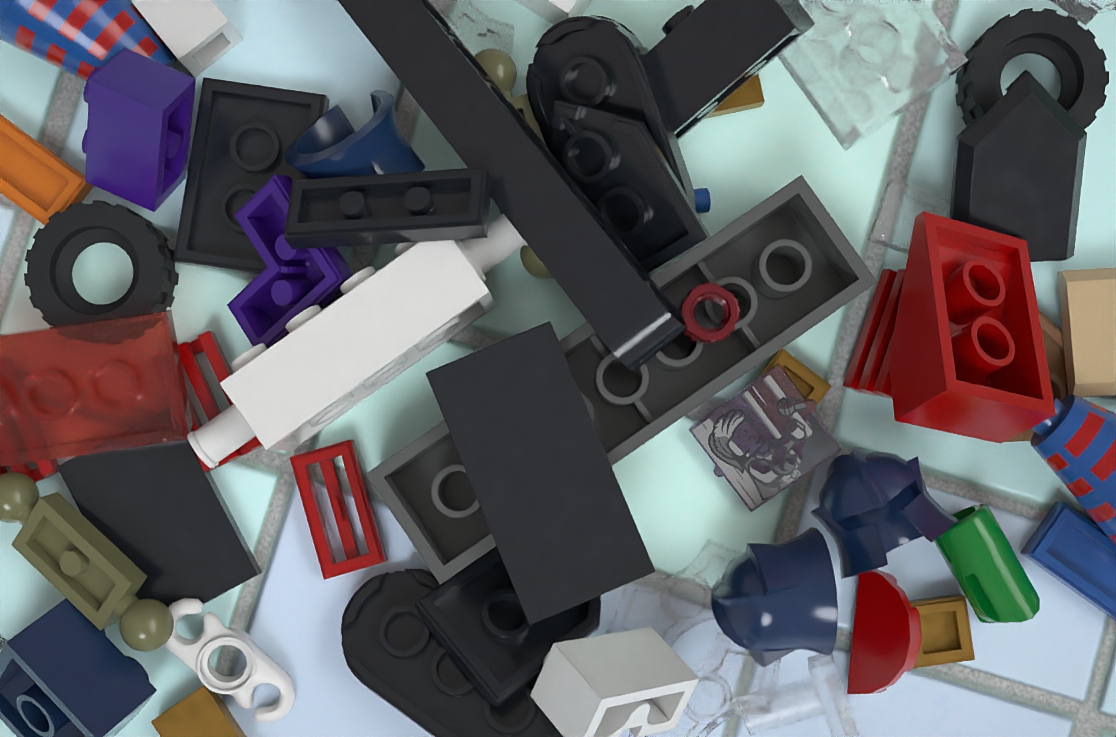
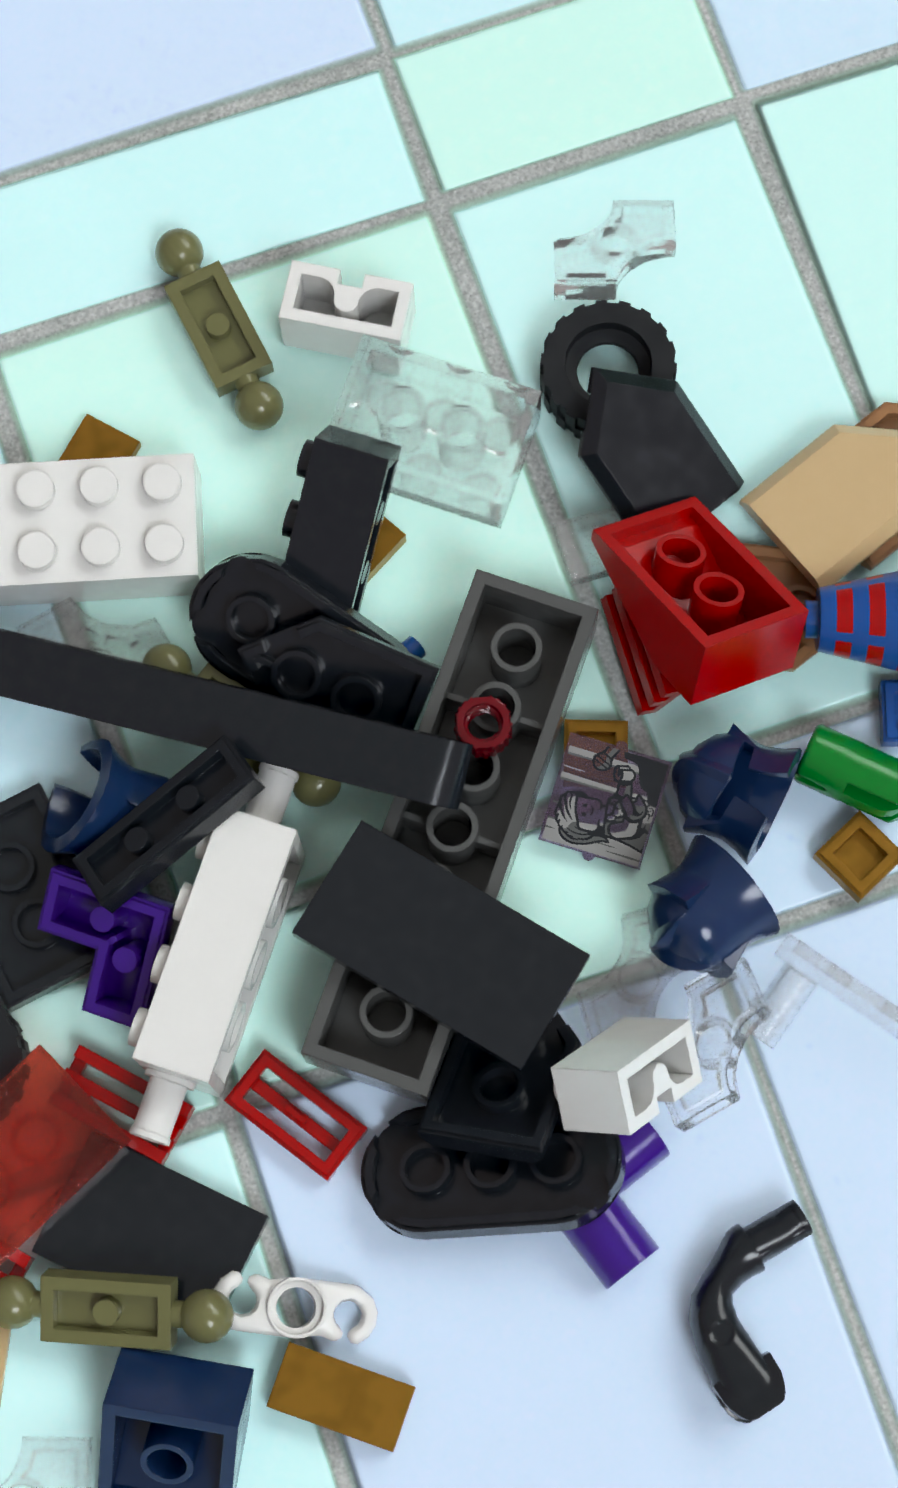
camera: 35 degrees left, 10 degrees down
(884, 634) = (818, 889): red tile -> none

